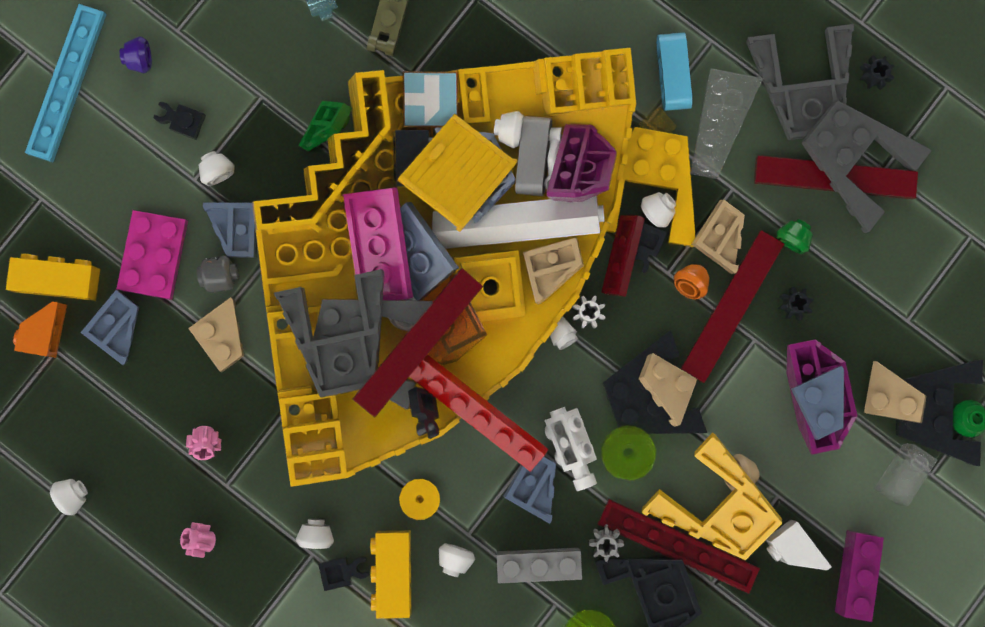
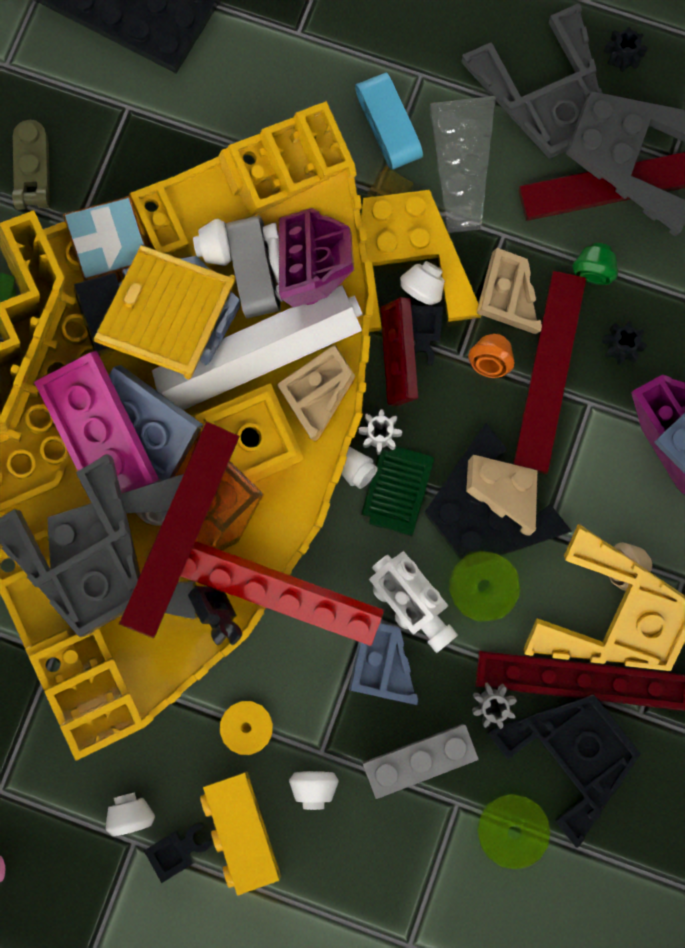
camera: 15 degrees left, 5 degrees down
(588, 359) = (397, 490): none -> dark green window

